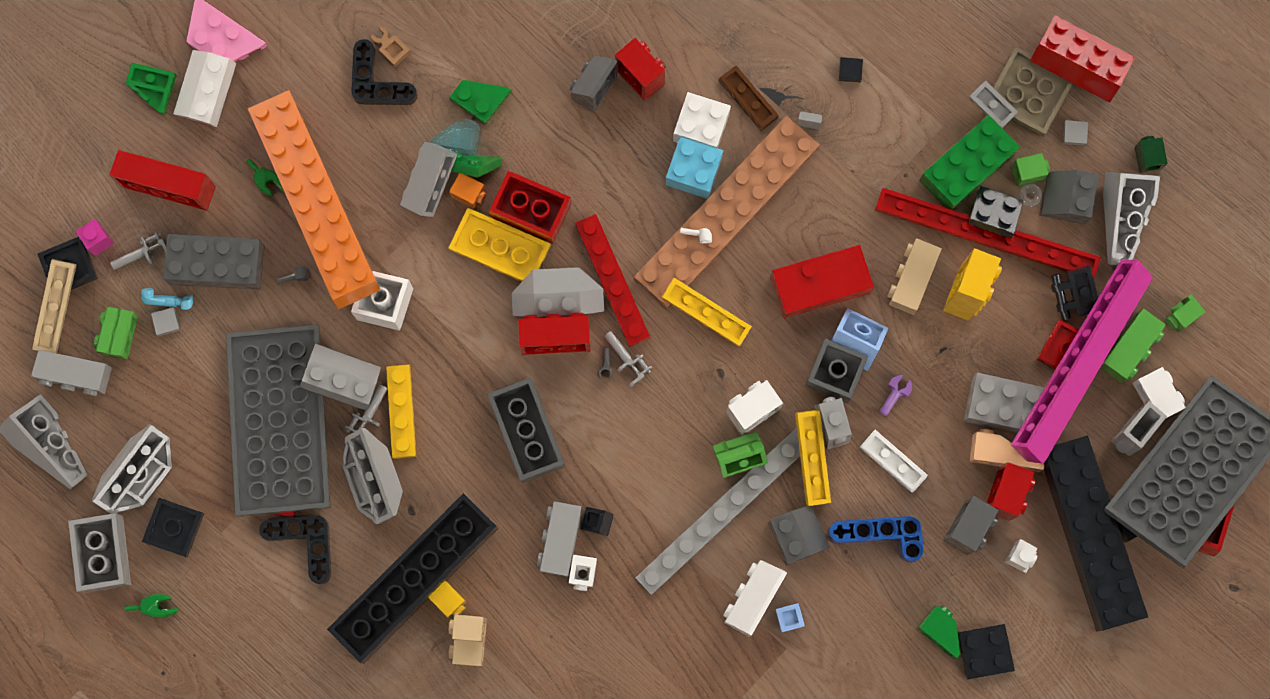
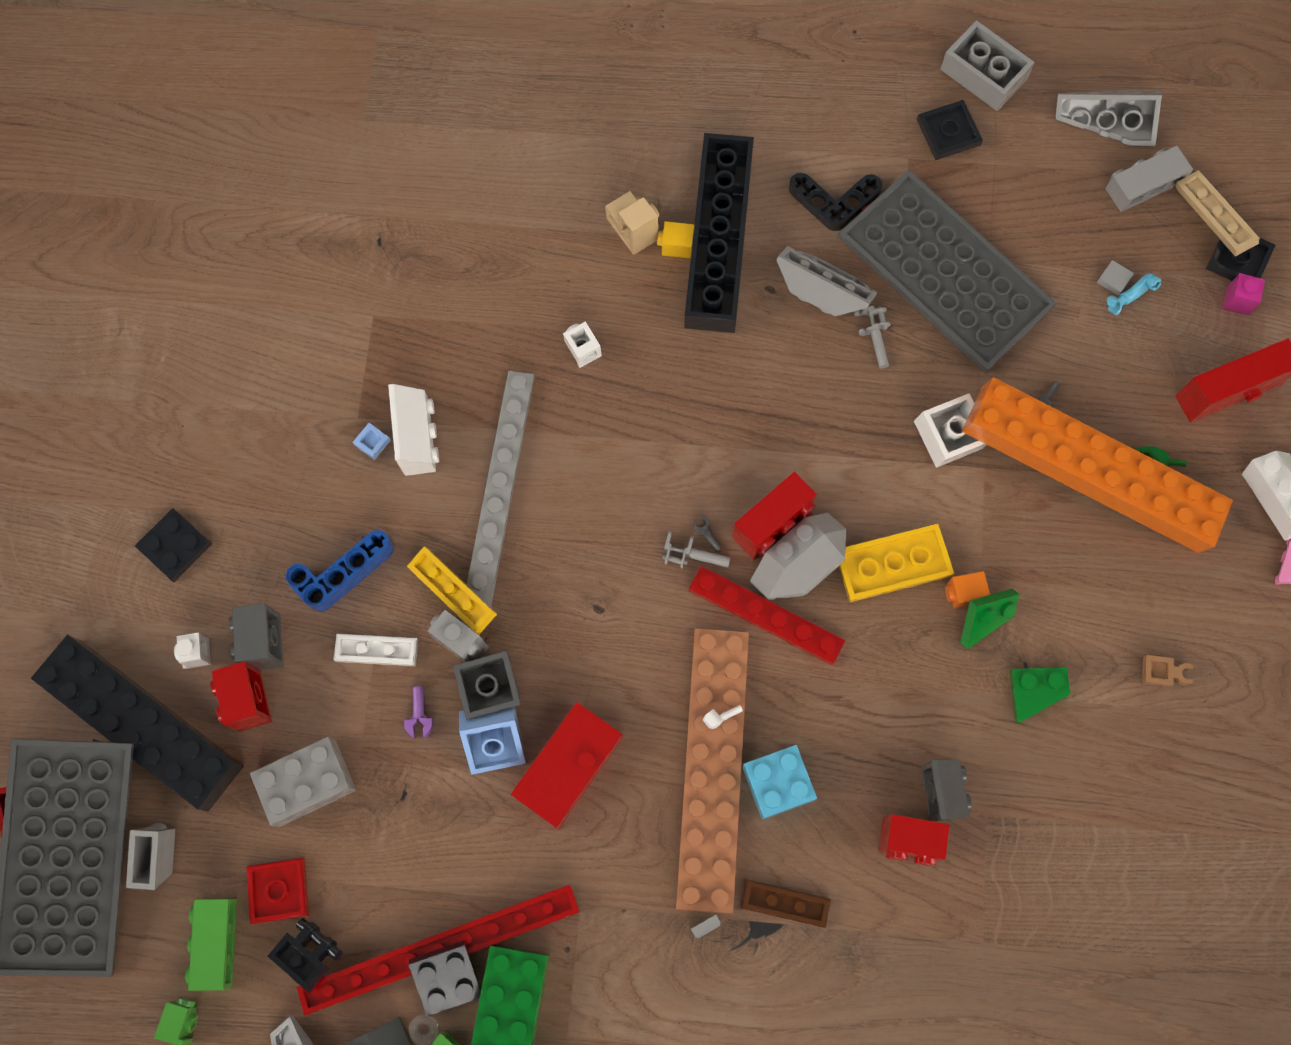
camera: 145 degrees right, 5 degrees down
(115, 333) = (1145, 234): bright green brick -> none
(135, 471) = (1020, 140): light grey wedge -> none
(142, 252) = (1190, 319): light grey piece -> none
(150, 606) = (910, 65): green hand -> none
(214, 261) = (1125, 352): dark grey brick -> none
(340, 377) = (928, 339): light grey slope -> none
(368, 81) = (1152, 620): black beam -> none
(401, 411) = (851, 358): yellow plate -> none
(428, 179) = (1012, 566): light grey brick -> none
(460, 137) = (1020, 633): clear light blue slope -> none
(526, 430) = (728, 417): dark grey brick -> none
(530, 207) = (898, 617): red brick -> none
(559, 539) = (624, 355): light grey brick -> none
(597, 521) = (604, 396): black slope -> none
(702, 120) = (808, 834): white brick -> none
(706, 312) = (654, 648): yellow plate -> none
(740, 454) = (521, 543): bright green brick -> none
(753, 407) = (539, 591): white brick -> none
(798, 534) = (415, 515): dark grey slope -> none
(850, 69) = (707, 1020): black tile -> none
(913, 276) = (481, 843): tan brick -> none
(941, 630) = (226, 529): green slope -> none
(973, 285) = (408, 865): yellow brick -> none
(996, 451) = (281, 731): light nougat slope -> none
(1082, 361) = (249, 886): dark pink brick -> none
(1159, 390) = (154, 914): white brick -> none

